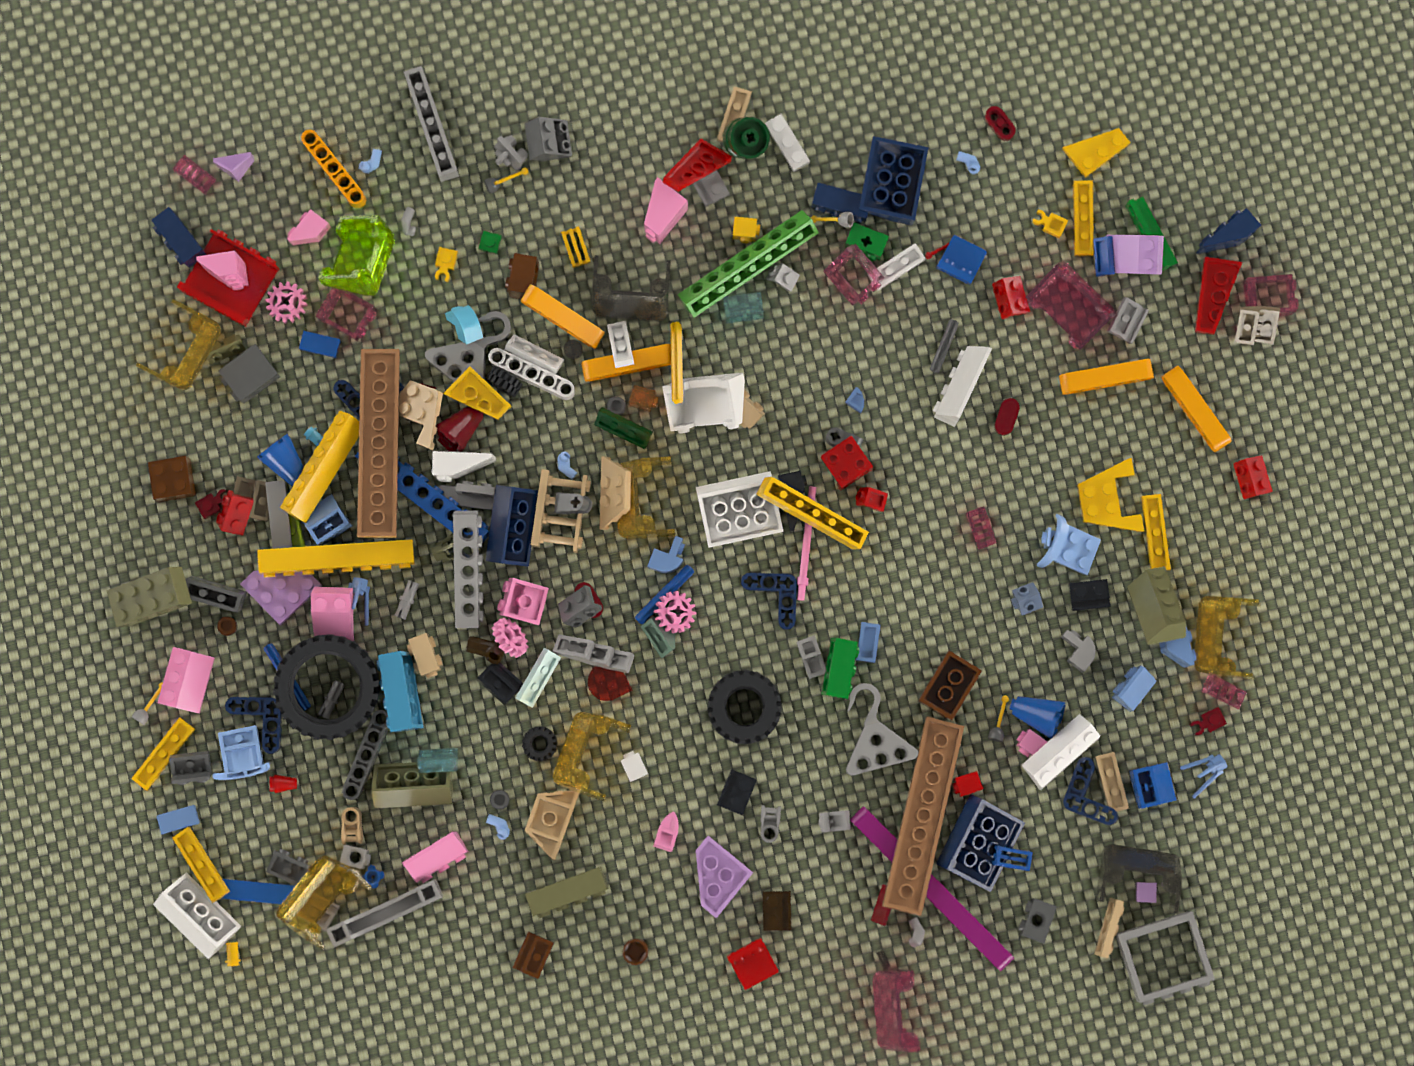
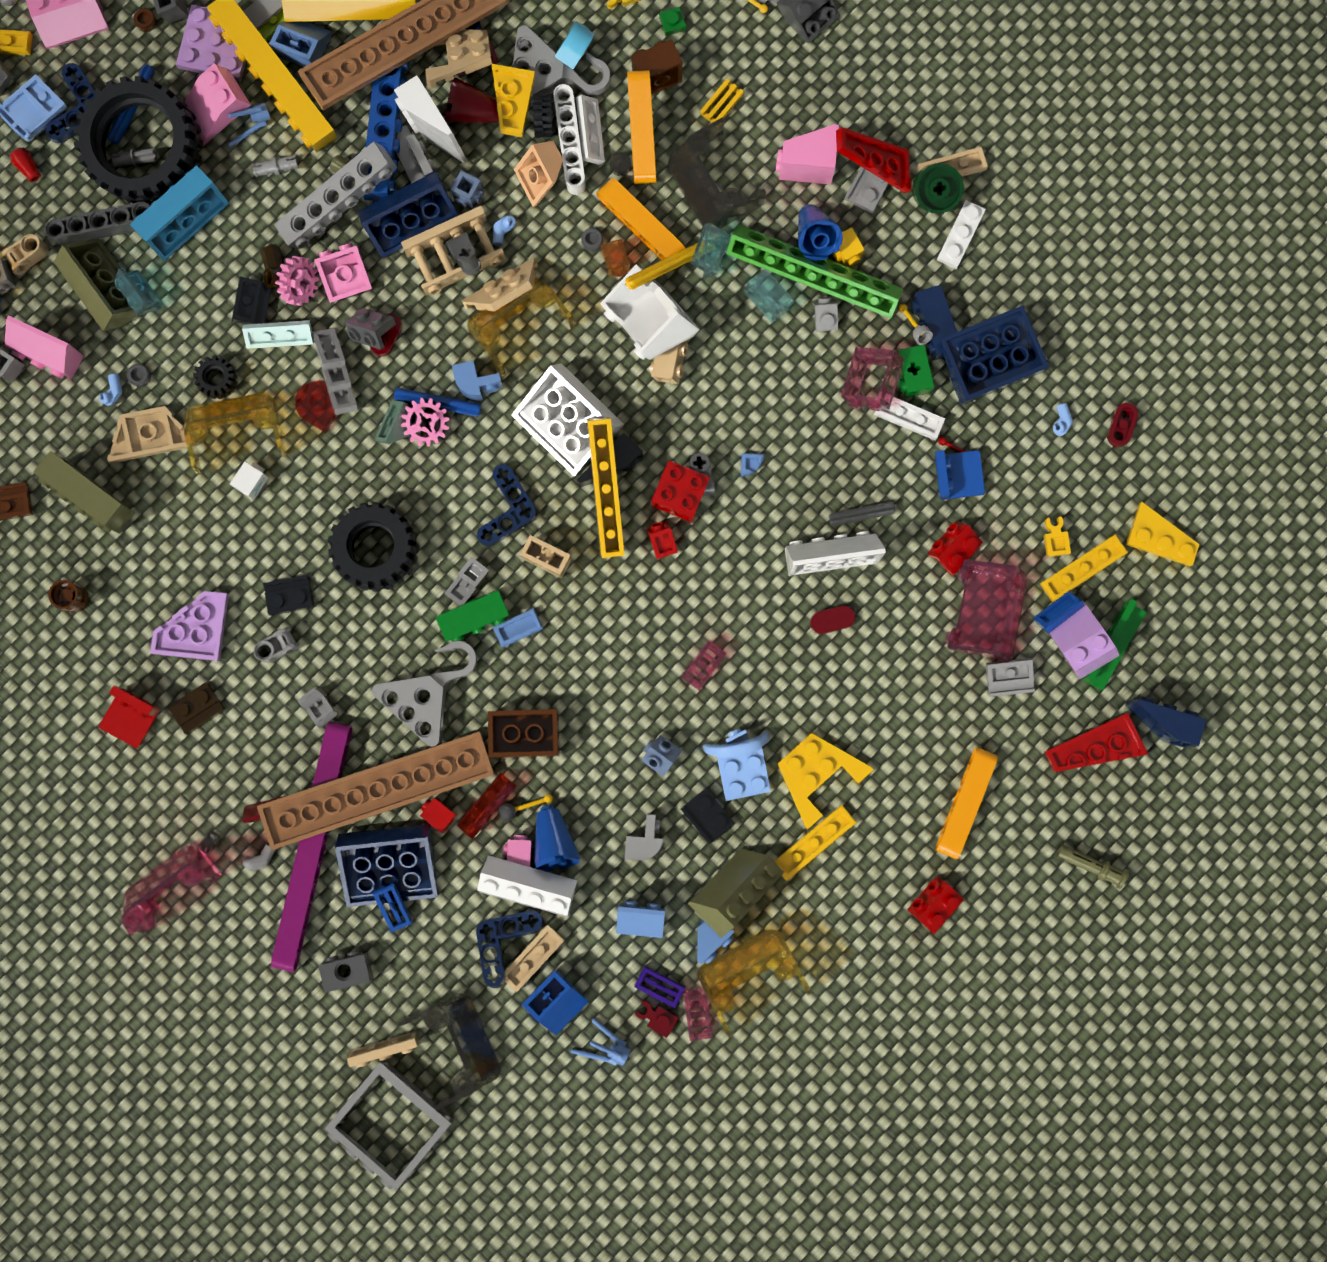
camera: 55 degrees right, 0 degrees up
(427, 661) = (230, 214): tan brick -> none
(519, 465) = (467, 183): none -> sand blue brick
(543, 410) = (539, 170): none -> light nougat slope
(620, 344) = (651, 200): white plate -> none
(623, 428) = (573, 258): dark green plate -> none
(667, 833) = (205, 553): bright pink plate -> none
(684, 326) = (710, 250): none -> clear light blue bracket
(723, 243) = (817, 233): none -> blue cone
(802, 580) = (538, 524): bright pink bar -> none
(831, 588) = (545, 556): none -> tan brick
(982, 745) = (486, 805): none -> clear red tile
(1106, 376) = (938, 692): light orange beam -> none
(1146, 892) = (444, 1064): lavender tile -> none
(1202, 698) = (642, 977): none -> dark purple tile
(1250, 291) = (1119, 784): clear pink window -> none
(1257, 325) = (1093, 809): slope -> none
(1301, 346) = (1103, 869): none -> olive pin

